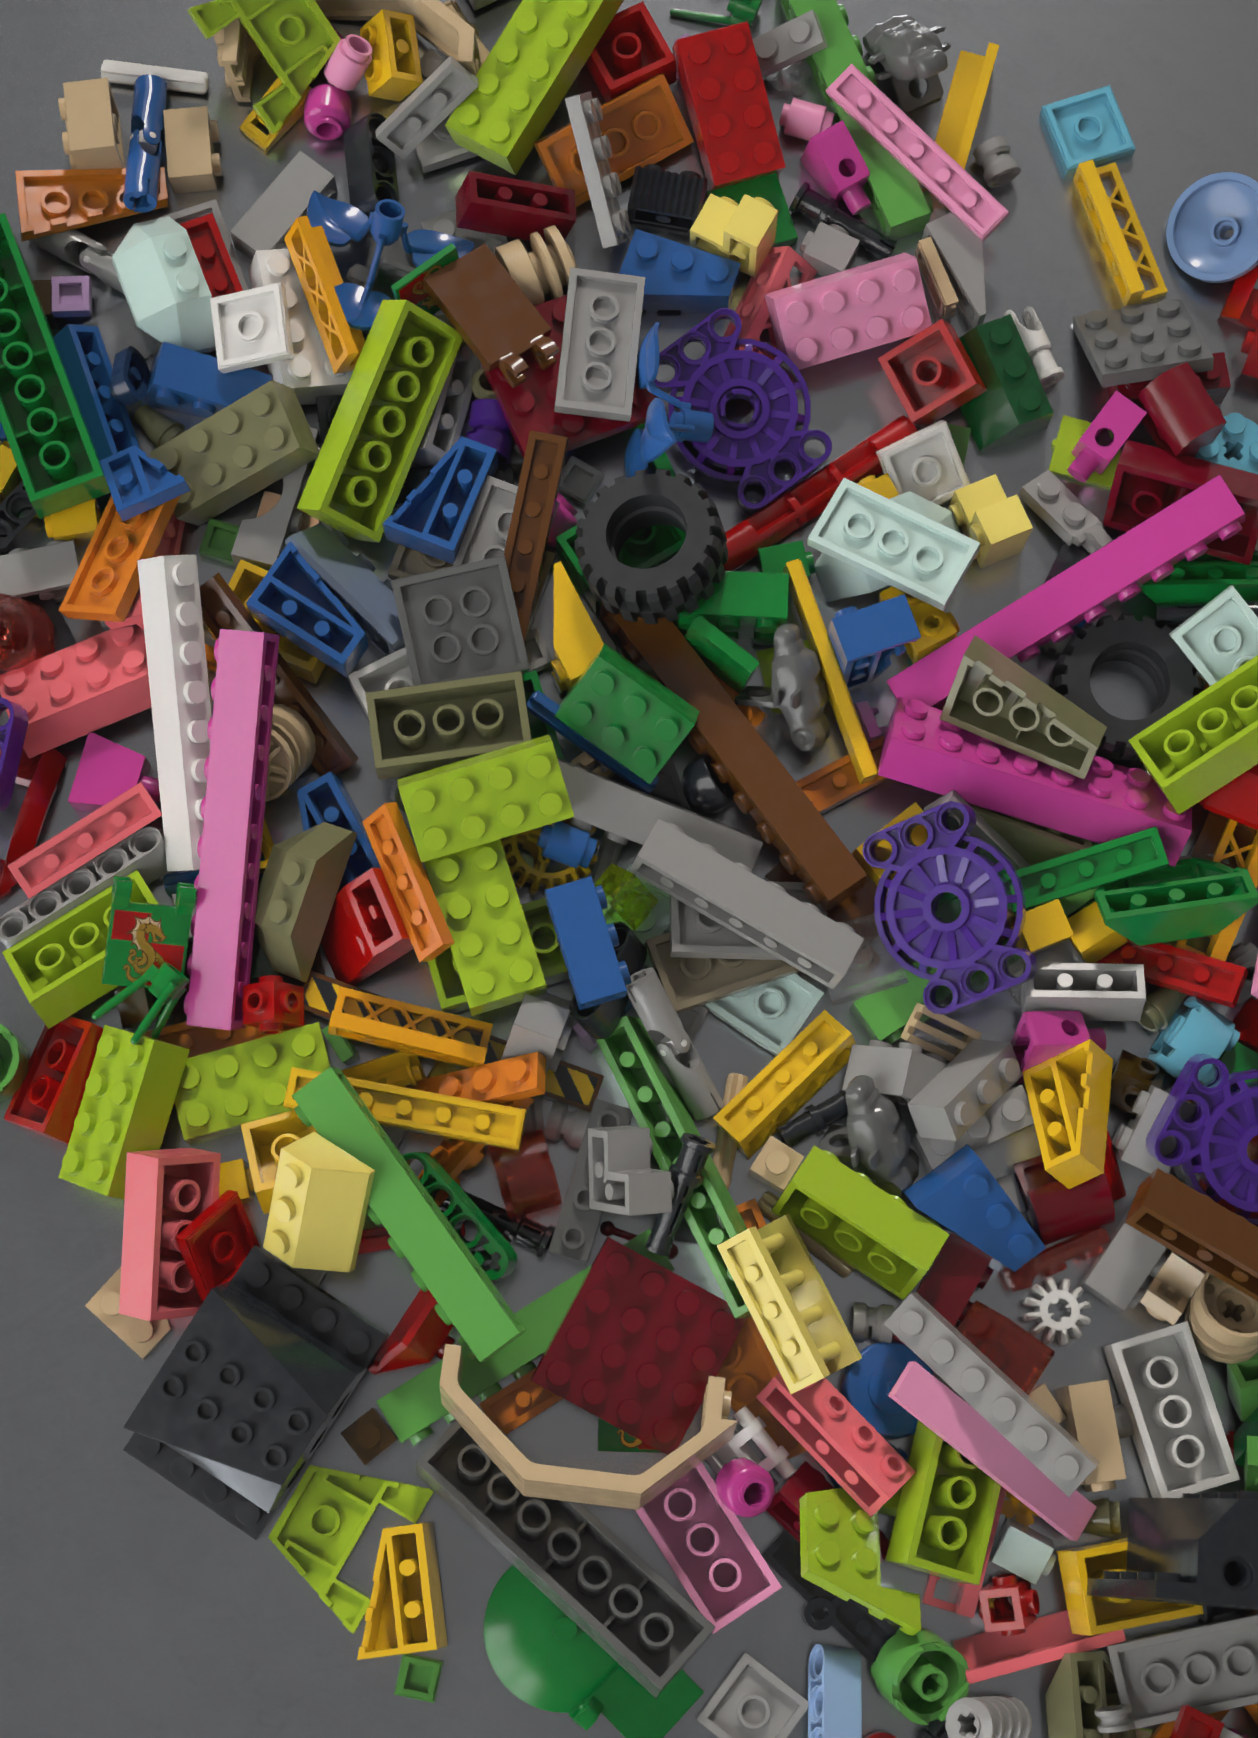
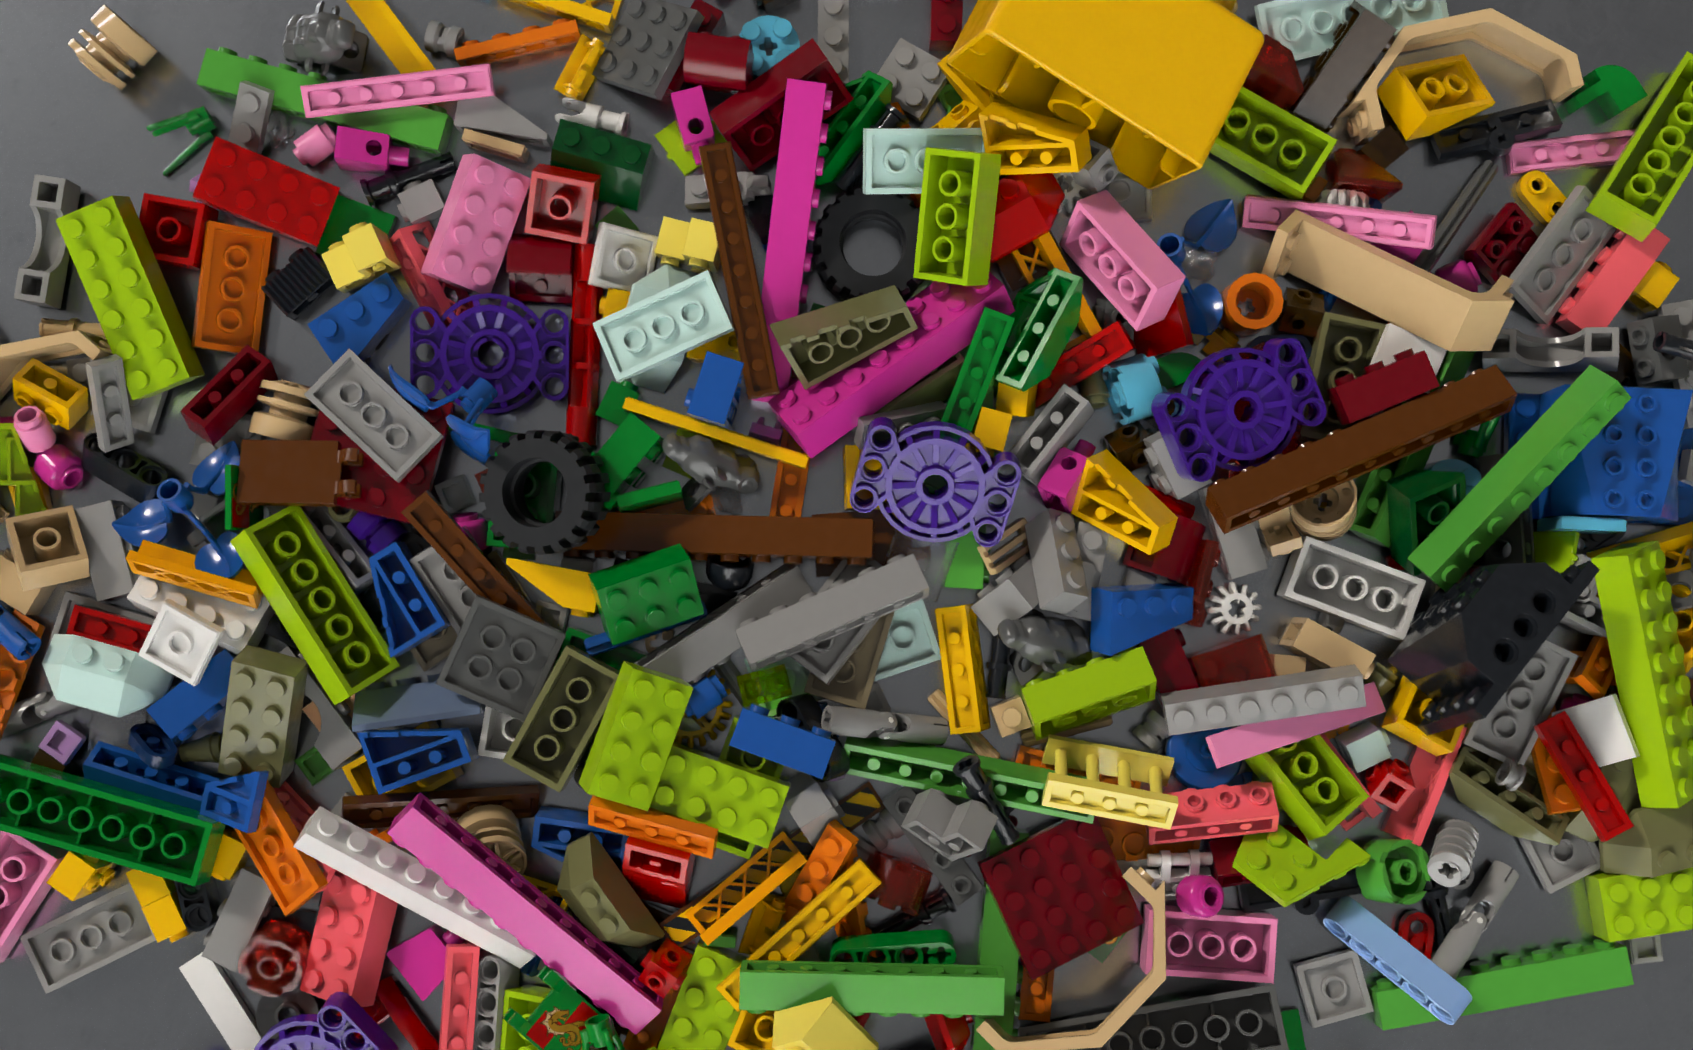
camera: 50 degrees left, 10 degrees up
(247, 151) = (47, 547): none -> tan brick
(594, 155) = (252, 323): light grey plate -> none
(854, 400) = (540, 268): none -> dark red brick
(1001, 574) = (739, 270): none -> reddish brown tile
(1055, 236) = (528, 41): none -> orange plate
(1063, 302) = (578, 71): none -> yellow hinge

